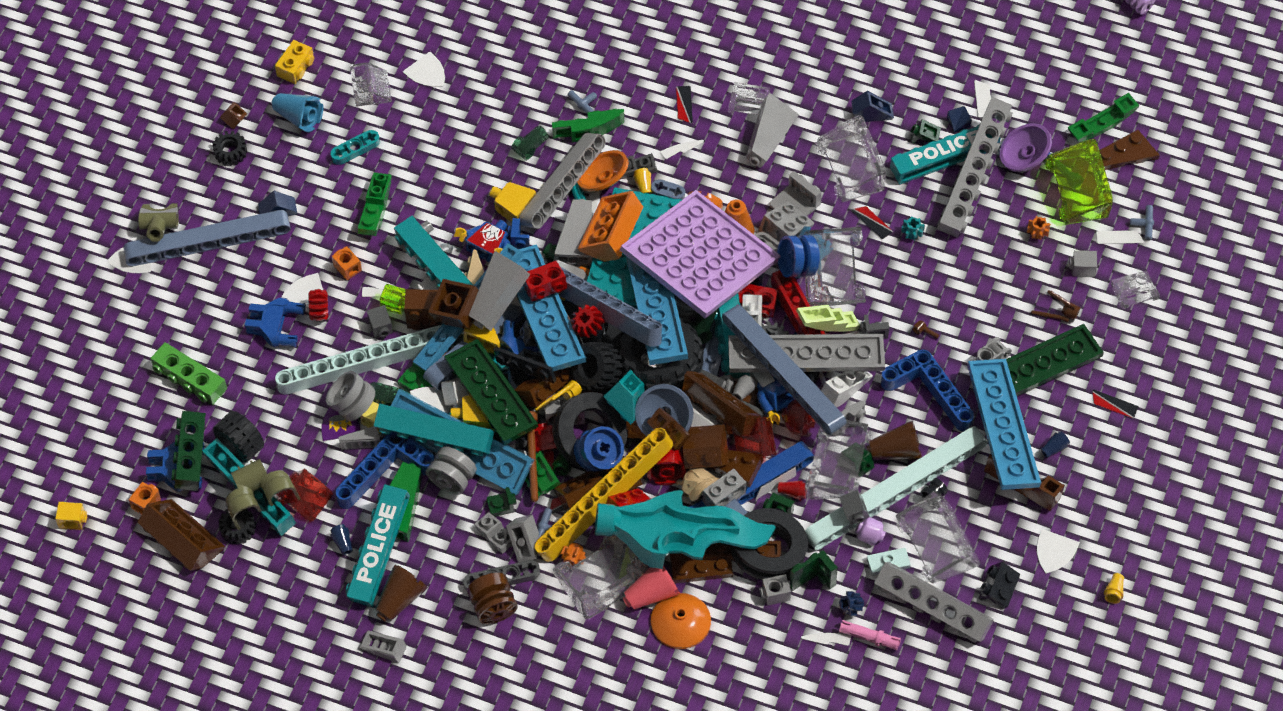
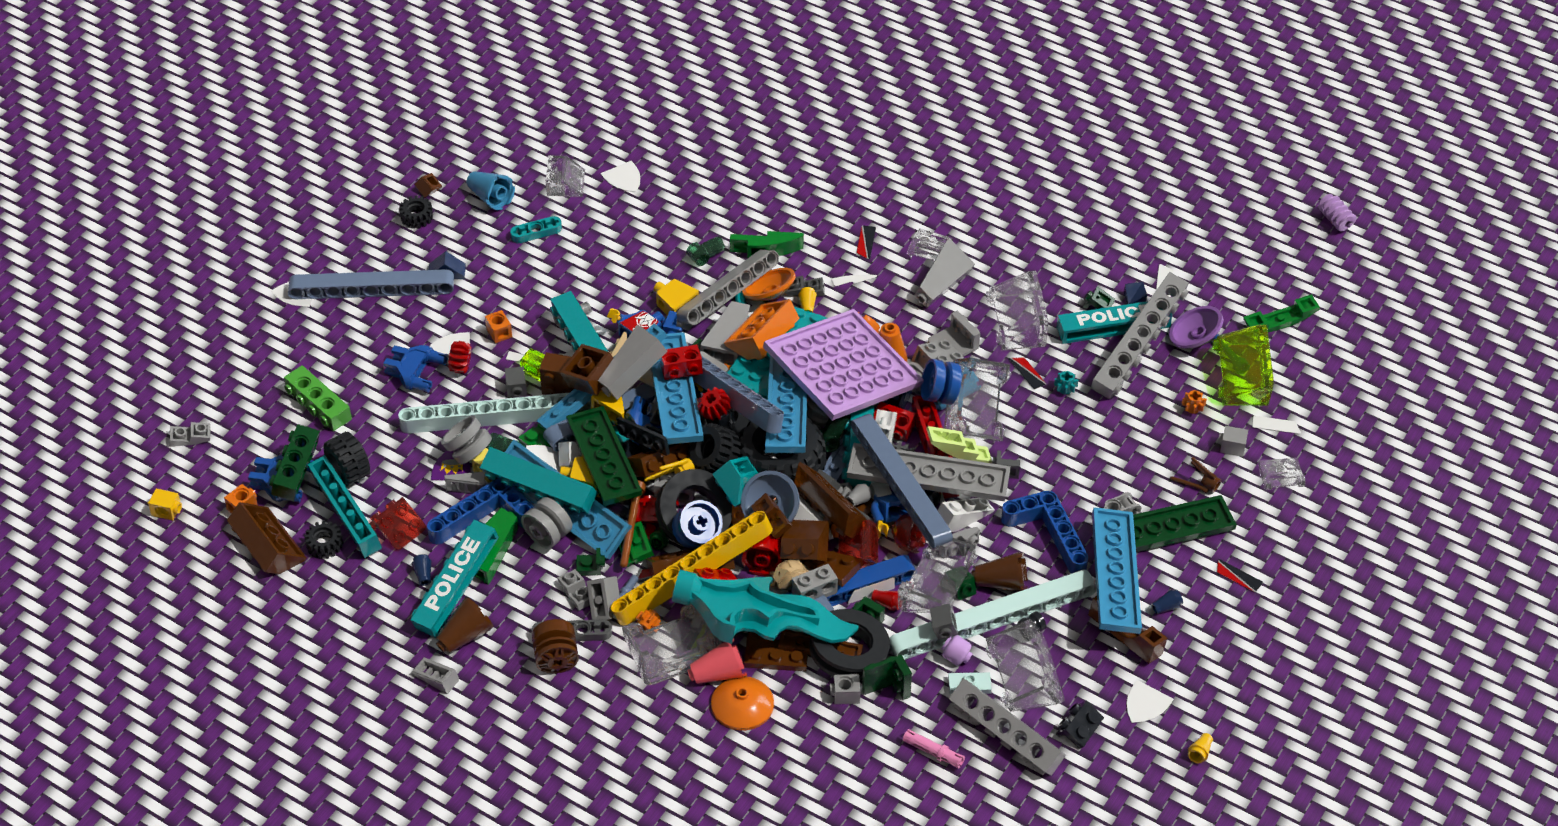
camera: 10 degrees right, 10 degrees down
(73, 435) = (195, 434): none -> light grey slope
(158, 220) = (325, 260): olive connector -> none
(251, 478) = (343, 494): olive piece -> none
(294, 62) = (498, 148): yellow brick -> none
(375, 204) = (541, 281): green slope -> none
(583, 103) = (766, 225): sand blue piece -> none
(668, 190) = (827, 309): sand blue beam -> none
(825, 638) = (889, 744): white sticker -> none
(851, 603) = (921, 714): dark blue gear -> none
(872, 107) = (1050, 270): dark blue slope -> none
(920, 326) = (1053, 472): reddish brown hand -> none
(1128, 150) = (1300, 347): reddish brown wing -> none
(1148, 222) = (1308, 415): sand blue piece -> none

